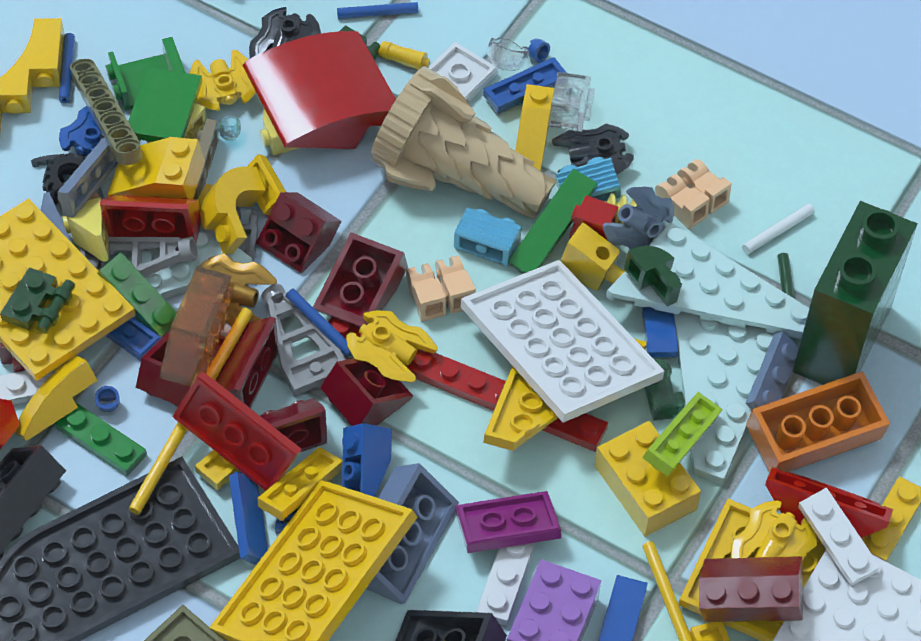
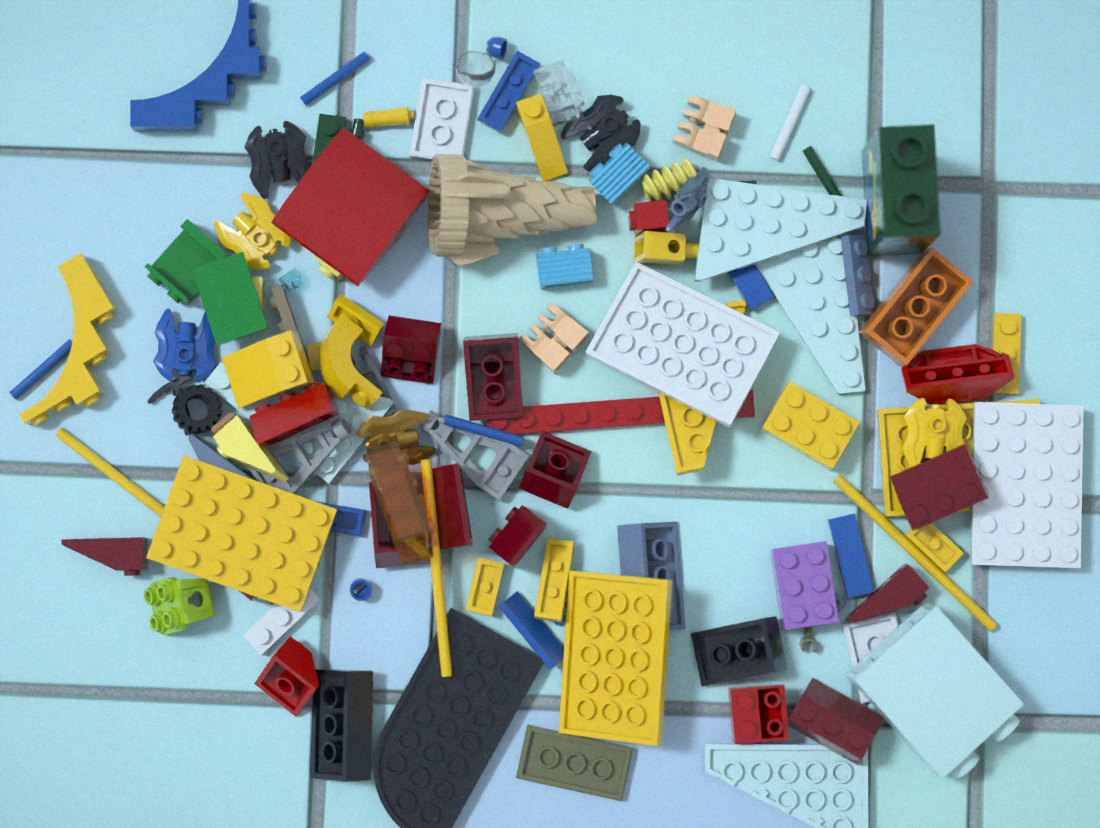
camera: 25 degrees left, 30 degrees up
(30, 297) = (253, 551): dark green plate -> none
(55, 398) = (323, 615): yellow slope -> none
(66, 76) = (112, 291): blue piece -> none
(86, 179) = (216, 391): sand blue plate -> none
(102, 440) = (376, 623): green plate -> none
(106, 112) = (196, 337): olive beam -> none
(131, 284) = (327, 488): green plate -> none
(236, 432) = (489, 578): red tile -> none
(365, 457) = (592, 535): blue slope -> none
(389, 344) = (548, 423): yellow piece -> none
(505, 581) = (747, 566): white plate -> none
(508, 522) = (726, 522): magenta tile -> none
(552, 223) = (613, 230): green tile -> none
(653, 268) = (723, 244): dark green brick -> none
(661, 396) = (784, 346): clear green leg -> none
(682, 434) = (823, 382): lime plate -> none
(838, 537) = (983, 409): white plate -> none

